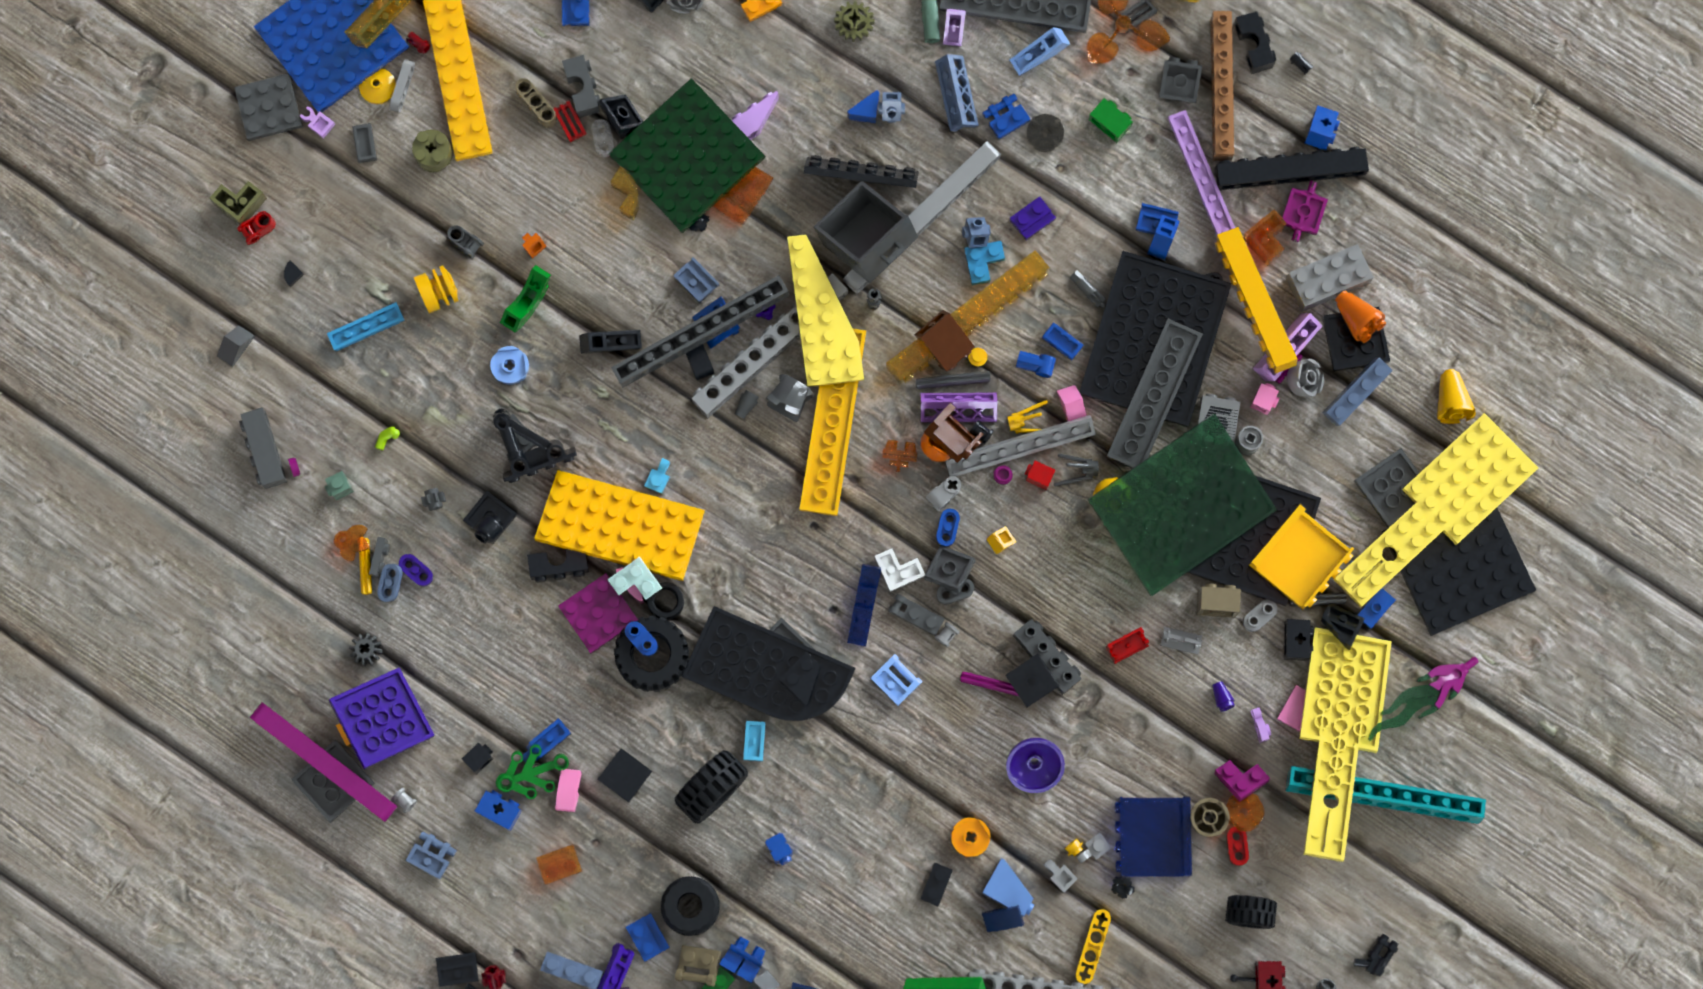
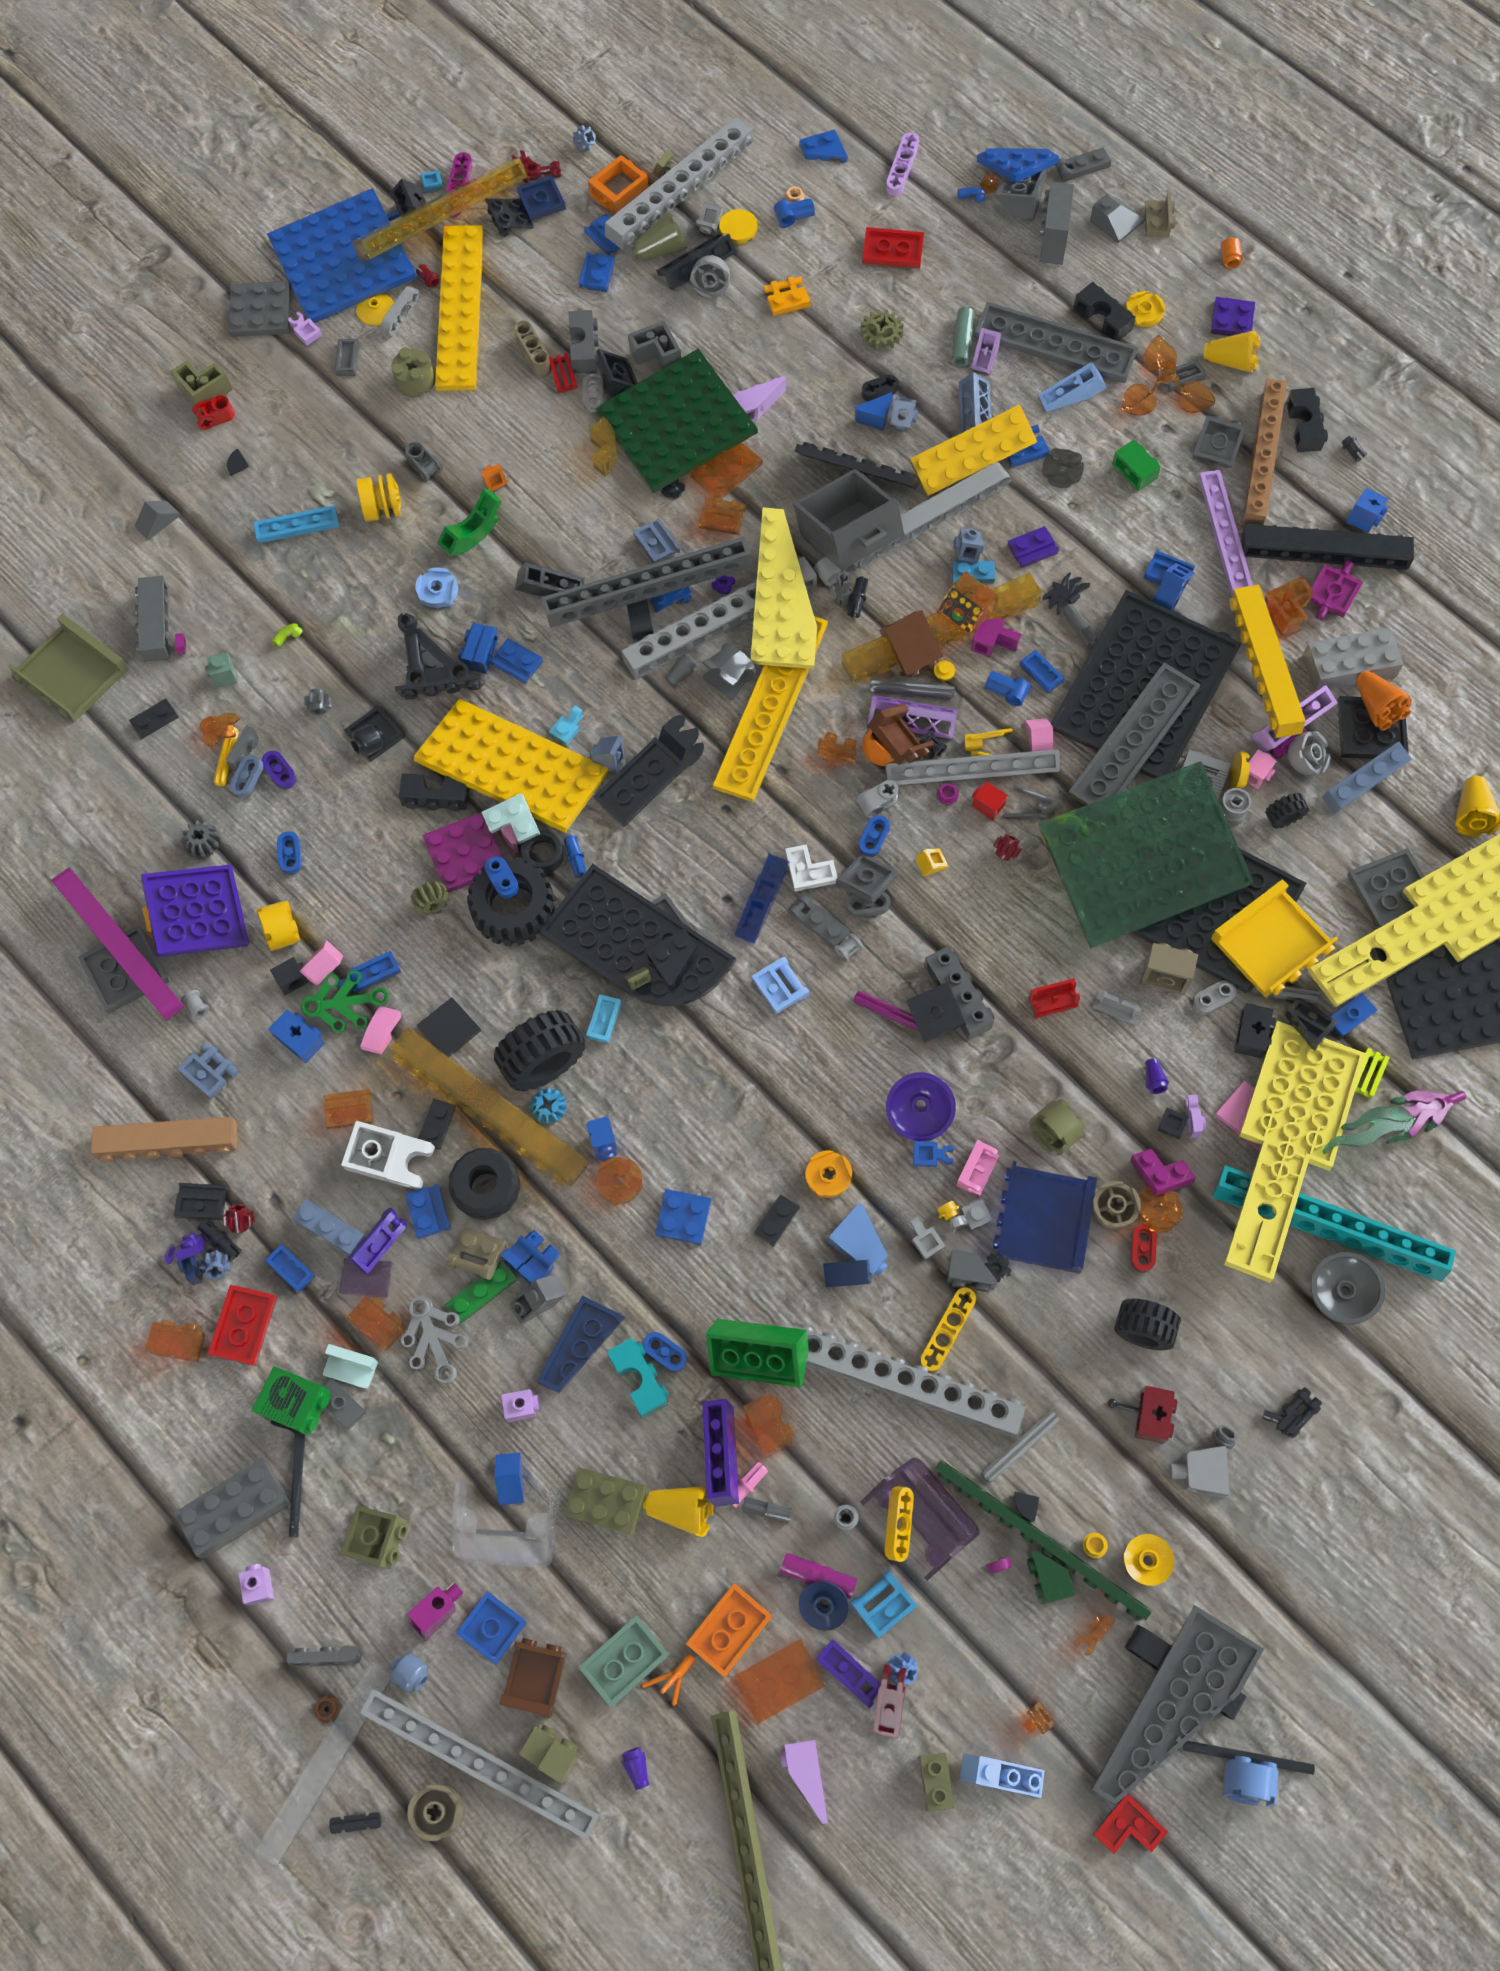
camera: 15 degrees right, 10 degrees down
(200, 511) = (70, 670): none -> olive panel
(290, 542) = (153, 718): none -> black plate
(412, 922) = (164, 1138): none -> medium nougat brick
(446, 646) = (289, 854): none -> blue plate
(456, 716) = (278, 925): none -> yellow brick
(504, 742) = (322, 963): none -> bright pink slope
(562, 418) = (479, 647): none -> blue brick
(581, 664) = (430, 898): none -> olive gear
(598, 422) = (516, 660): none -> blue plate
(608, 899) = (392, 1158): none -> white brick
(635, 861) = (437, 1122): none -> black plate
(650, 76) = (654, 342): none -> dark grey brick
(676, 838) = (489, 1107): none -> clear yellow brick
(695, 598) = (575, 856): none -> blue axle
(702, 498) = (609, 753): none -> sand blue slope
(734, 827) = (544, 1115): none -> dark azure gear
(742, 509) = (650, 771): none -> black hinge
(749, 247) = (722, 520): none -> clear orange plate
(776, 702) = (638, 978): none -> olive slope
(799, 867) = (615, 1193): none -> clear orange plate
(859, 897) = (683, 1216): none -> blue plate
(862, 77) = (879, 387): none -> black beam
(887, 300) = (858, 597): none -> black axle
(962, 135) = (973, 450): none -> yellow plate
(987, 296) = (968, 603): none -> clear orange slope
(1012, 313) = (992, 633): none -> magenta brick
(1048, 803) = (926, 1154): none -> blue plate
(1063, 516) = (1007, 847): none -> dark red gear
(1069, 258) = (1065, 593): none -> black piece
(1091, 806) = (978, 1168): none -> bright pink hinge
(1100, 894) = (969, 1270): none -> dark grey slope
(1150, 759) = (1057, 1127): none -> olive brick
(1243, 734) = (1172, 1123): none -> black plate
(1248, 408) = (1239, 771): none -> yellow tile
(1294, 435) = (1287, 810): none -> black tyre
(1405, 656) = (1376, 1057): none -> neon yellow tile
(1419, 847) = (1358, 1276): none -> dark grey dish

